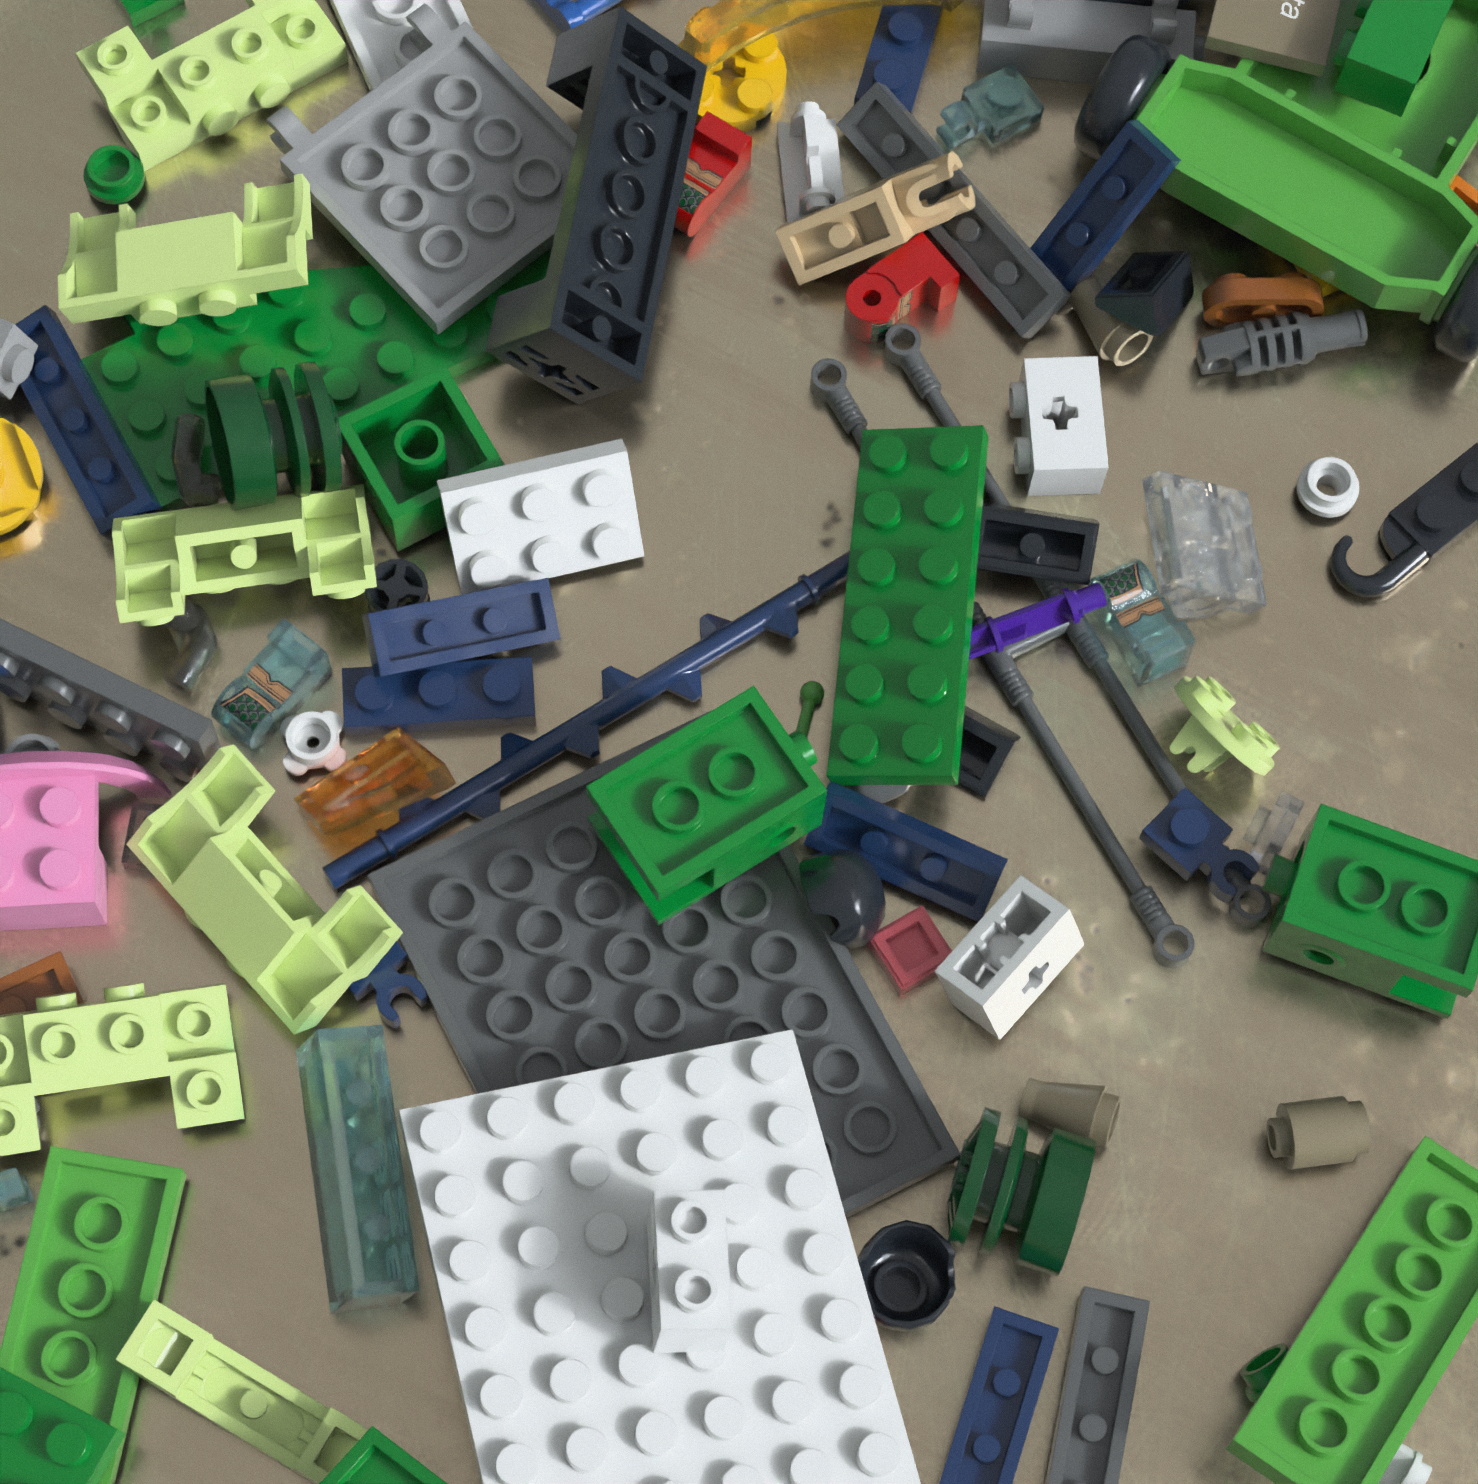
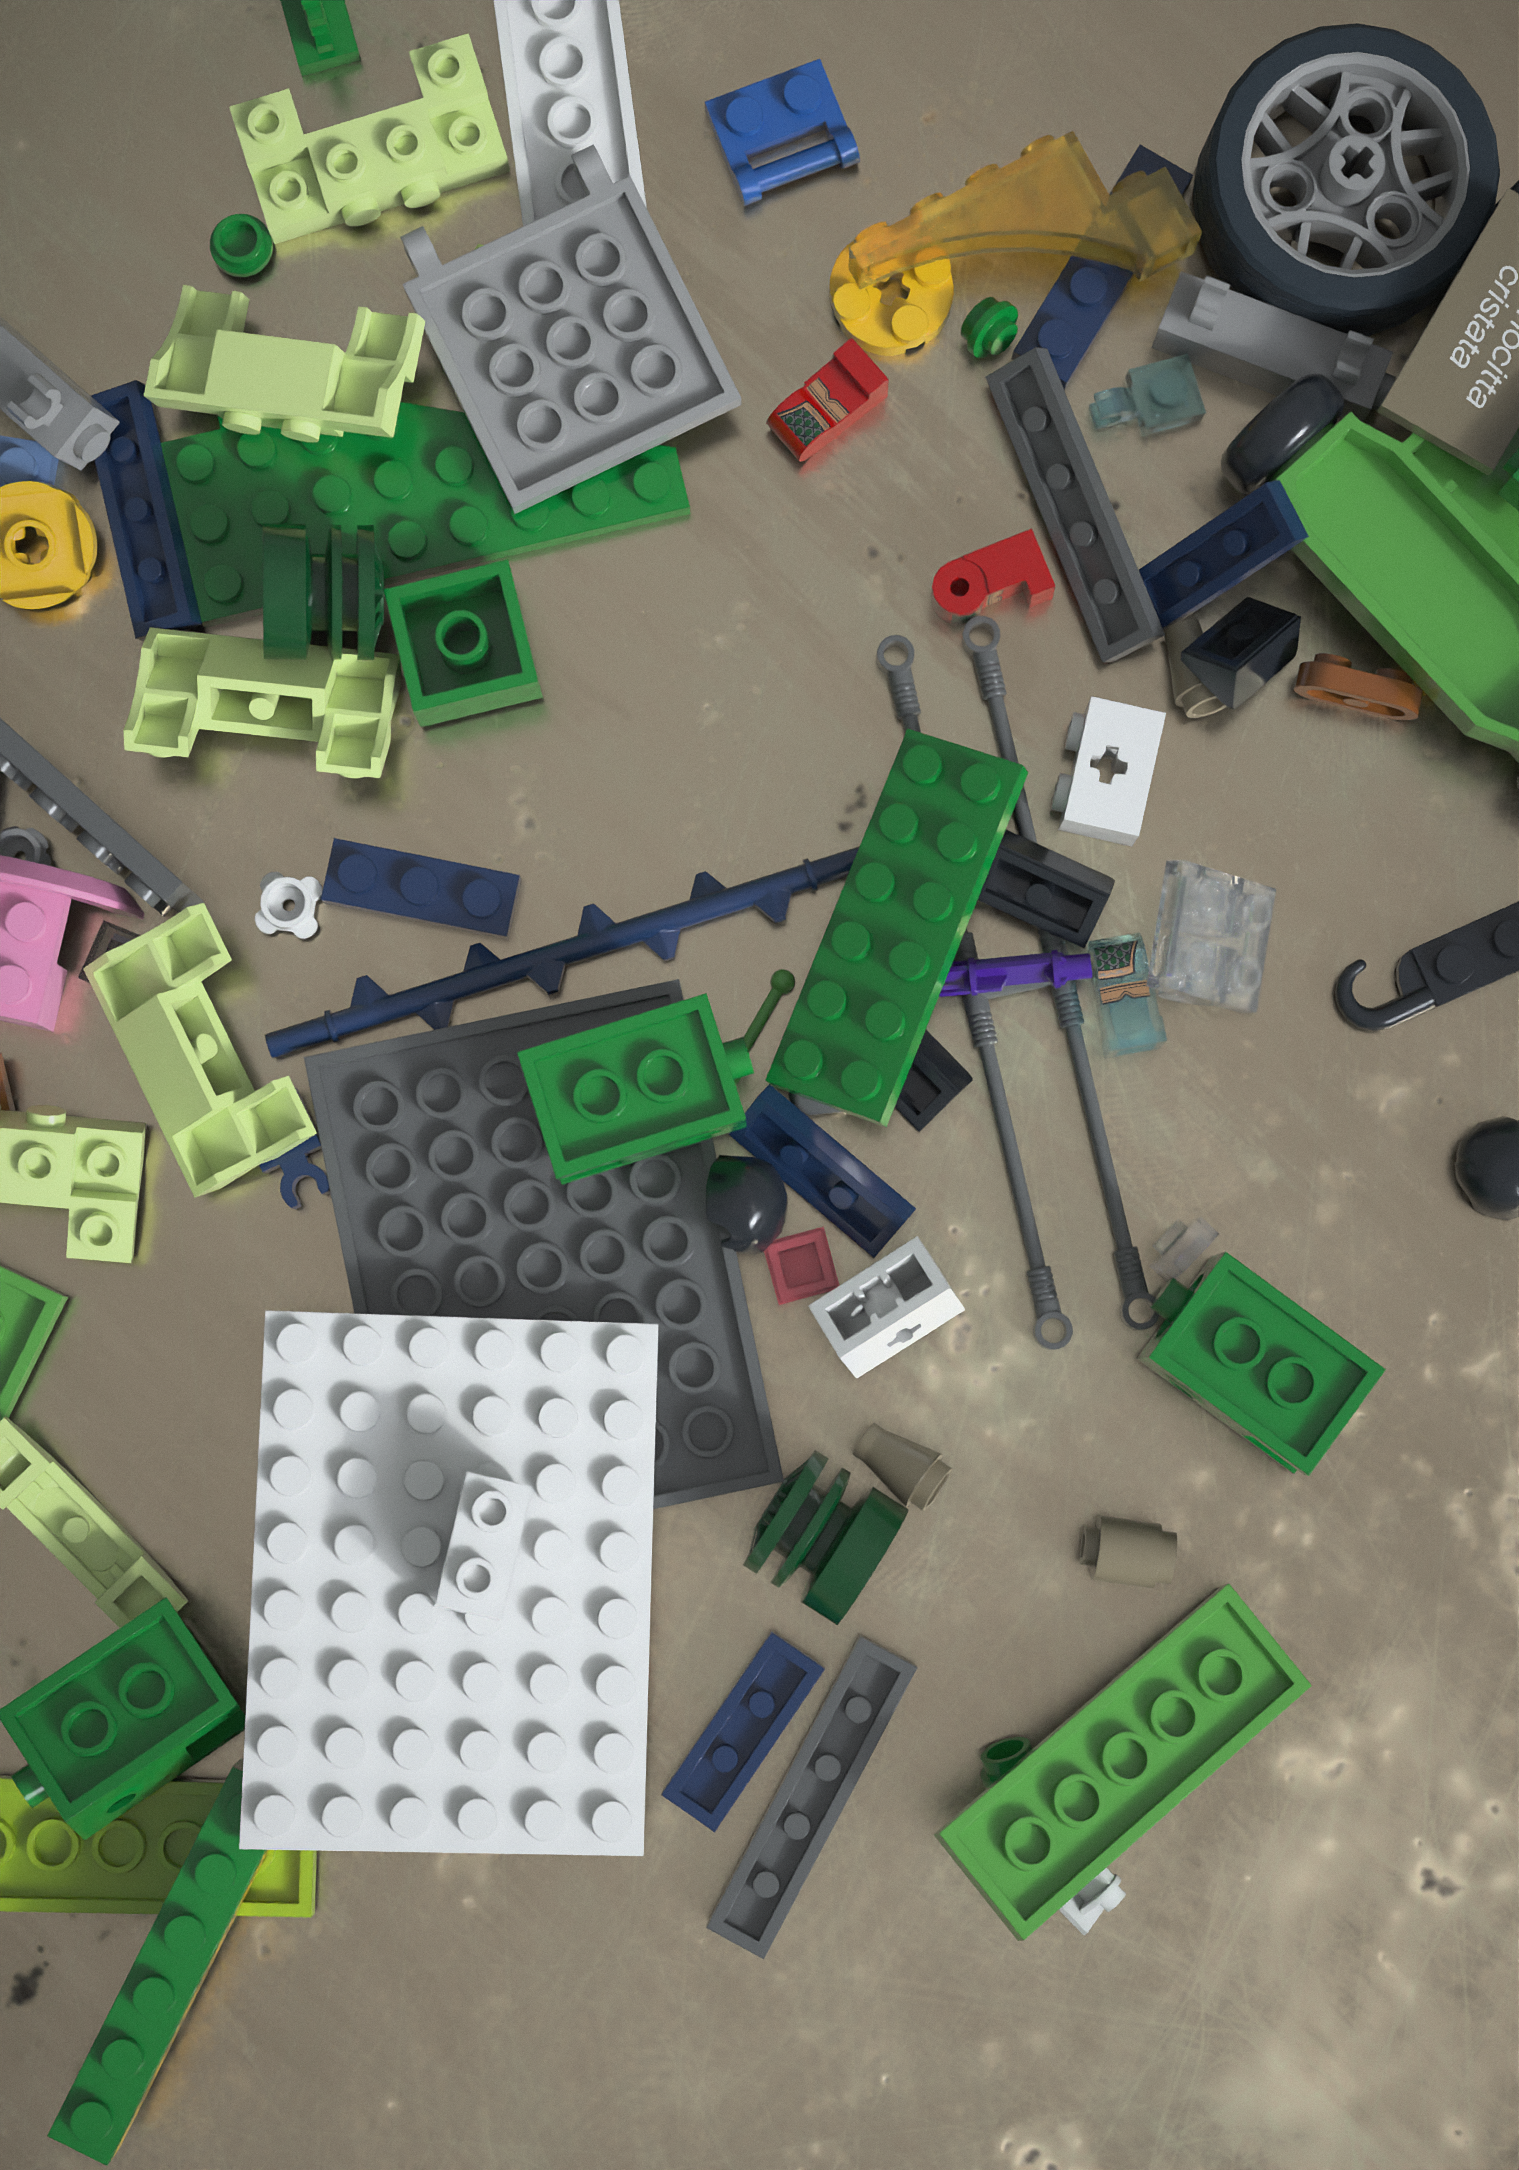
camera: 20 degrees right, 15 degrees up
(187, 462) = (233, 589): clear smoke arm -> none
(196, 647) = (202, 776): clear smoke arm -> none
(272, 685) = (261, 840): clear light blue leg -> none
(357, 1169) = (219, 1344): clear light blue brick -> none
(374, 783) = (332, 969): clear orange wing -> none
(395, 583) = (400, 773): black wheel -> none
(460, 627) = (456, 831): dark blue plate -> none
(542, 517) = (562, 740): white plate -> none
(596, 309) = (726, 427): black plate -> none
(809, 161) = (945, 421): white hinge -> none
(828, 81) = (990, 327): none -> green plate
(872, 219) = (988, 501): tan plate -> none
(908, 1275) = (697, 1583): black hair -> none
(1193, 839) = (1100, 1234): dark blue plate -> none
(1217, 732) = (1163, 1135): yellowish green plate -> none
(1279, 341) = (1363, 736): dark grey hinge -> none
(1334, 473) = (1373, 891): white plate -> none

